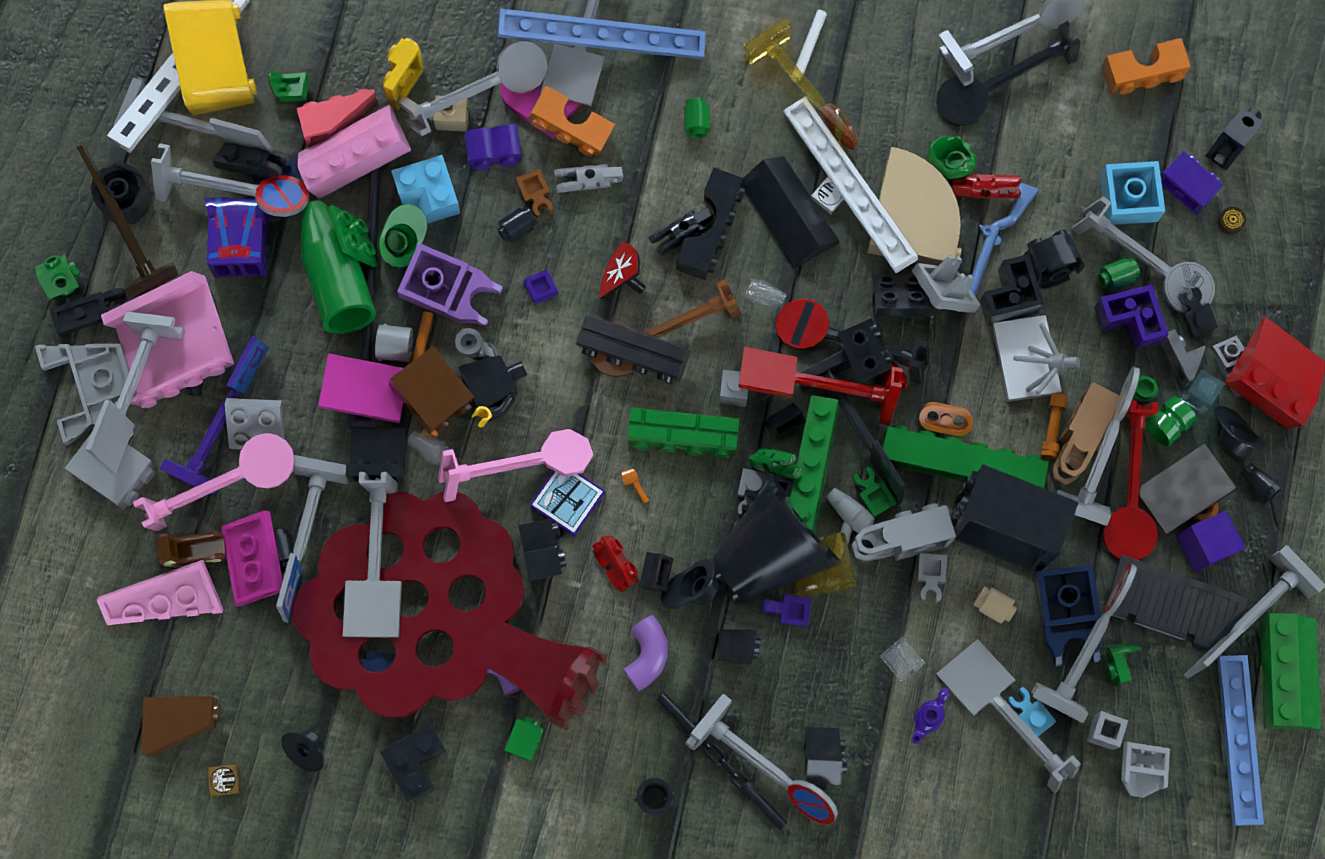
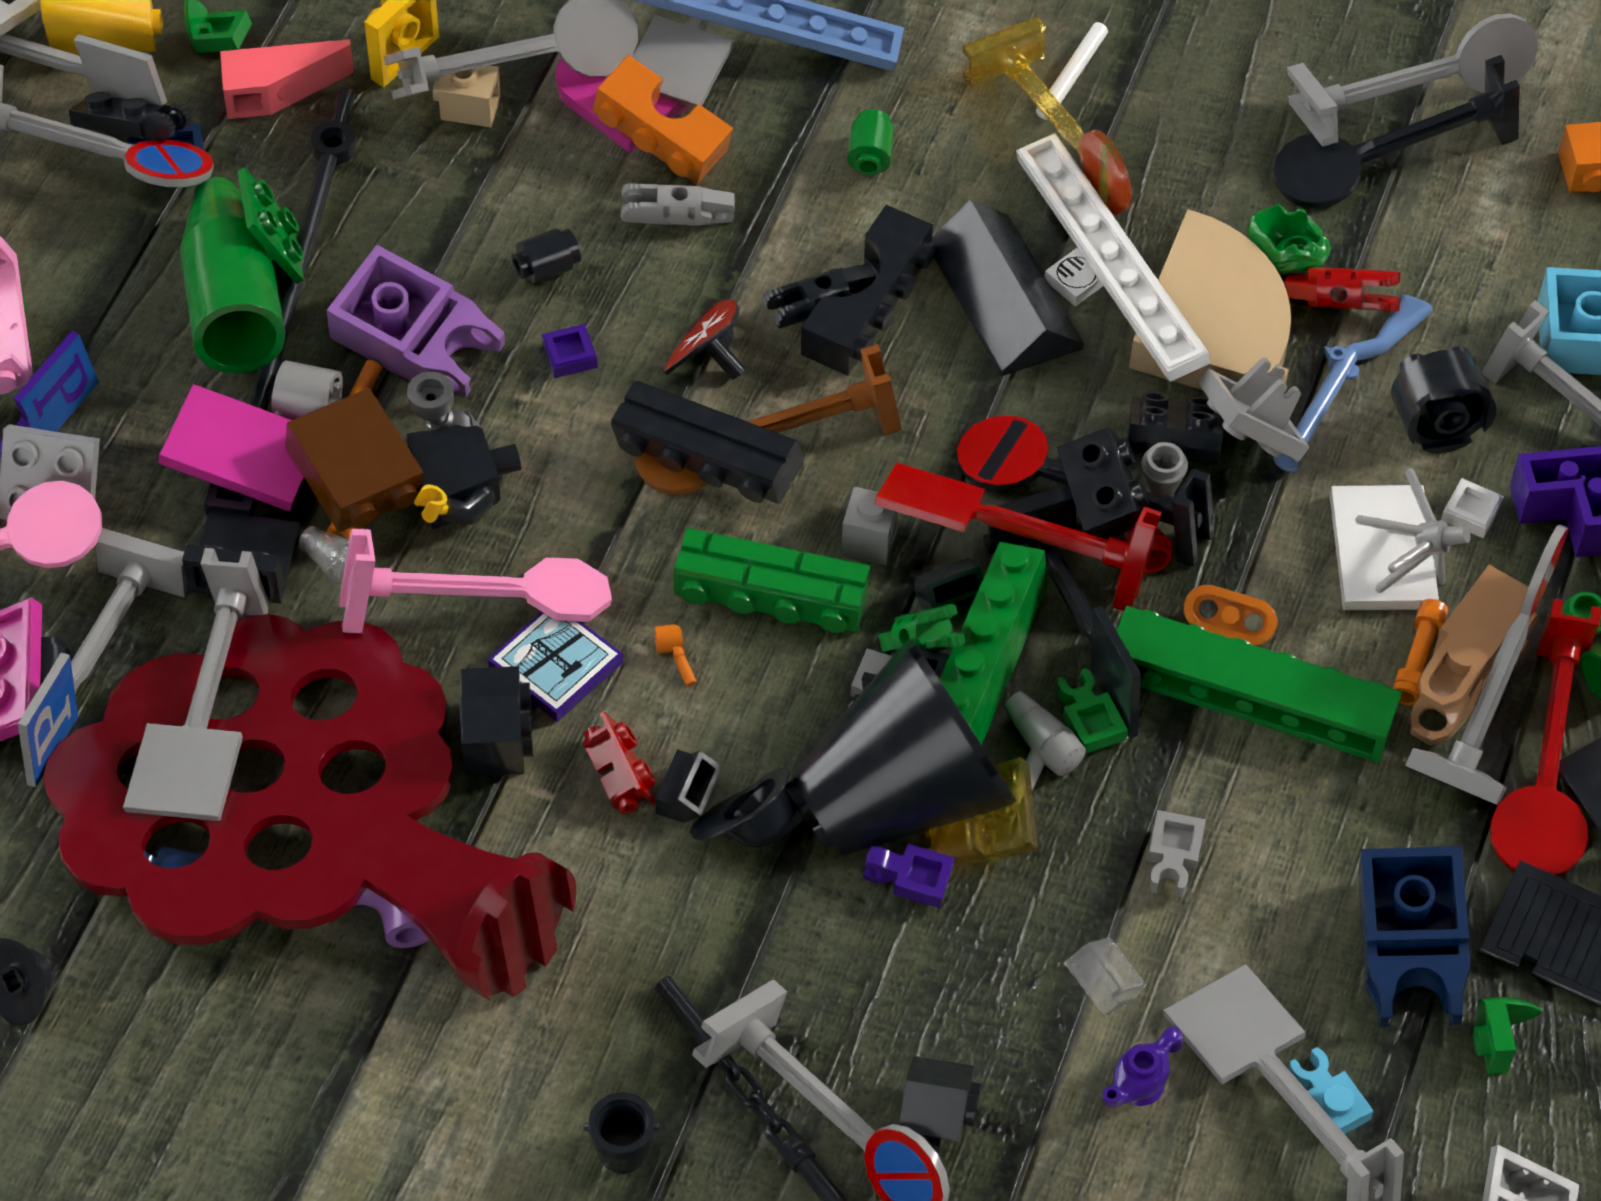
camera: 10 degrees right, 20 degrees down
(236, 237) = (83, 220): dark purple piece -> none
(352, 152) = (299, 124): bright pink slope -> none
(402, 234) = (350, 235): green piece -> none
(406, 761) = (199, 1014): black brick -> none
(428, 188) = (405, 192): medium azure slope -> none
(493, 146) = (528, 144): dark purple brick -> none
(525, 739) = (407, 1016): green brick -> none
(534, 189) = (585, 213): dark orange plate -> none
(652, 655) = (659, 910): medium lavender cylinder -> none
(738, 646) = (814, 911): black slope -> none
(764, 293) = (944, 399): clear cone -> none
(901, 326) = (1164, 468): none -> light grey cone
(907, 534) = (1136, 771): light grey brick -> none
(995, 604) = (1283, 908): tan brick -> none
(1012, 518) = (1333, 710): black window -> none
(1019, 293) = (1373, 444): black brick -> none
(1062, 696) = (1386, 1070): light grey piece -> none
(1074, 324) = (1472, 506): none -> white tile
(1107, 730) = (1463, 1129): light grey brick -> none
(1118, 274) = (1556, 434): green brick -> none

